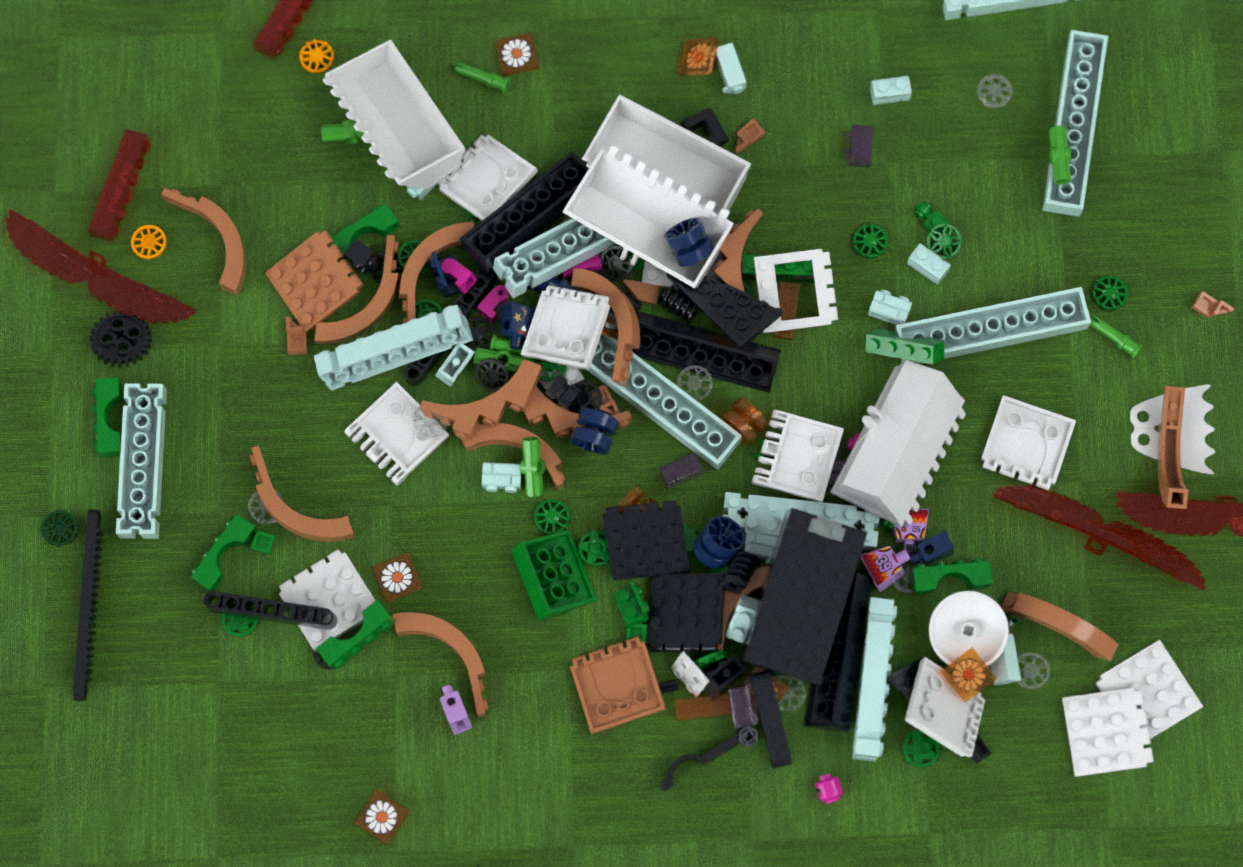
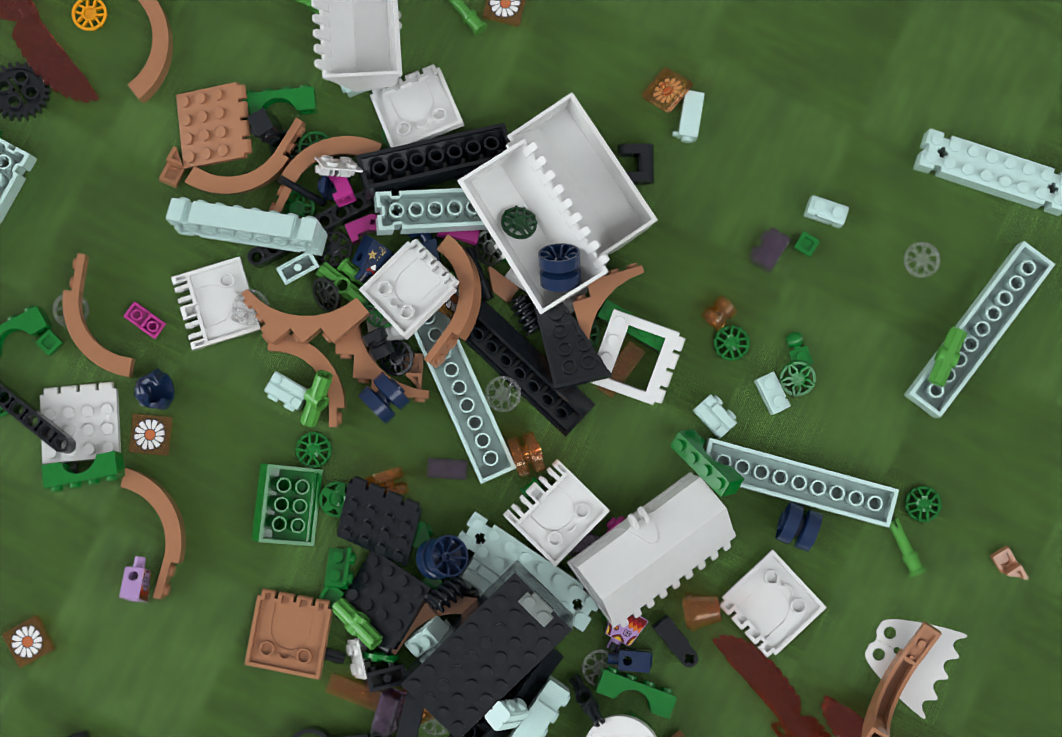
camera: 30 degrees right, 10 degrees up
(339, 481) = (144, 320): none -> dark pink slope
(382, 534) = (155, 390): none -> dark blue helmet
(425, 295) = (301, 190): none -> black bar
(447, 257) = (341, 167): none -> white hinge
(632, 224) = (519, 222): none -> dark green wheel
(674, 639) = (357, 623): none -> bright green piece
(748, 135) = (674, 187): nougat slope -> none
(845, 221) = (717, 315): none -> clear orange wheel
(850, 640) = (507, 714): none -> light aqua brick
(885, 566) = (582, 652): torso -> none
(889, 126) = (806, 244): none -> green plate
(913, 603) = (591, 706): none -> black pin
(962, 516) = (675, 640): none -> black piece
(969, 476) = (701, 610): none -> clear orange piece
(1008, 362) = (803, 529): none -> dark blue wheel

